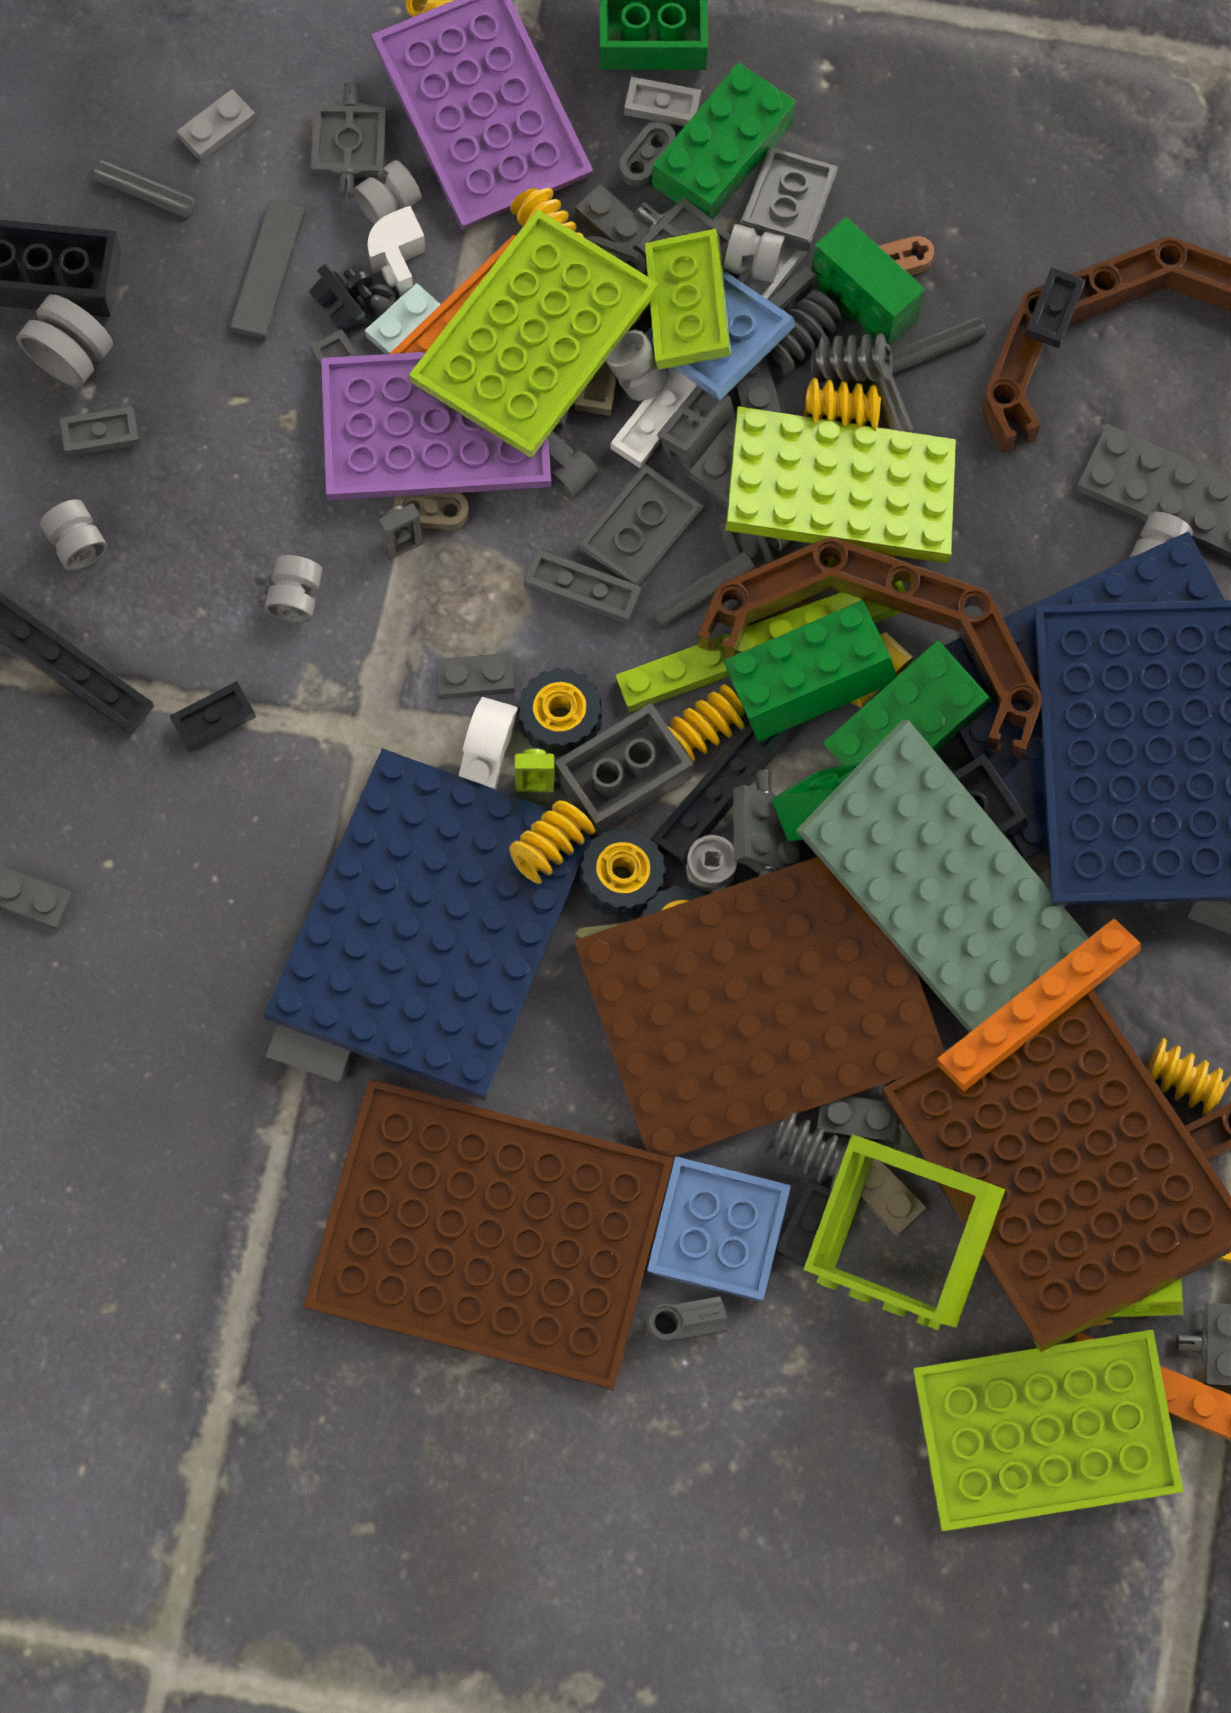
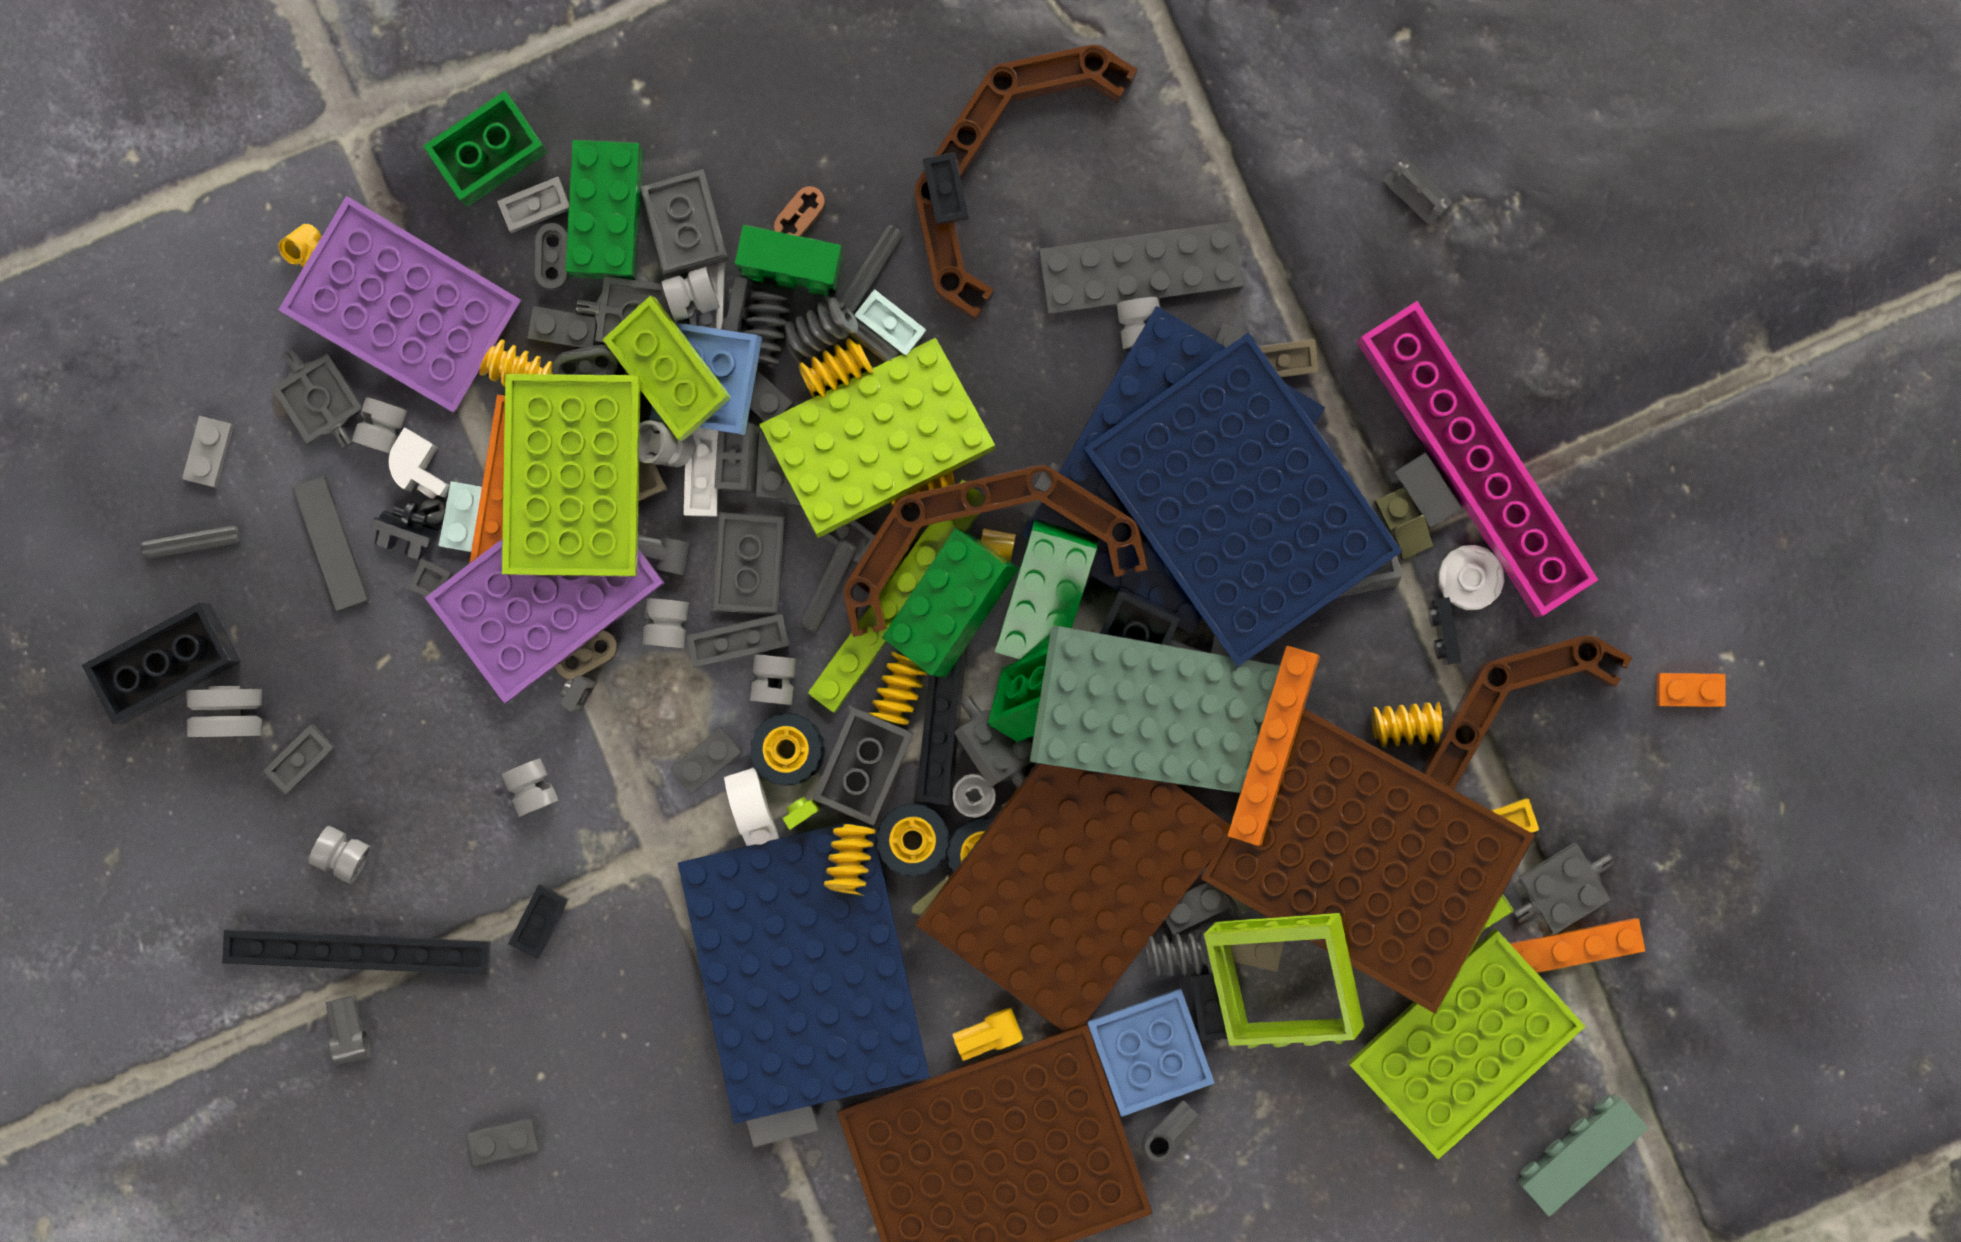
camera: 30 degrees left, 15 degrees up
(521, 530) = (665, 623): none -> light grey wheel
(579, 1107) = (997, 1032): none -> yellow piece
(596, 634) = (773, 667): none -> light grey wheel
(922, 399) = (890, 322): none -> light aqua plate
(1097, 1626) = (1581, 1154): none -> sand green brick

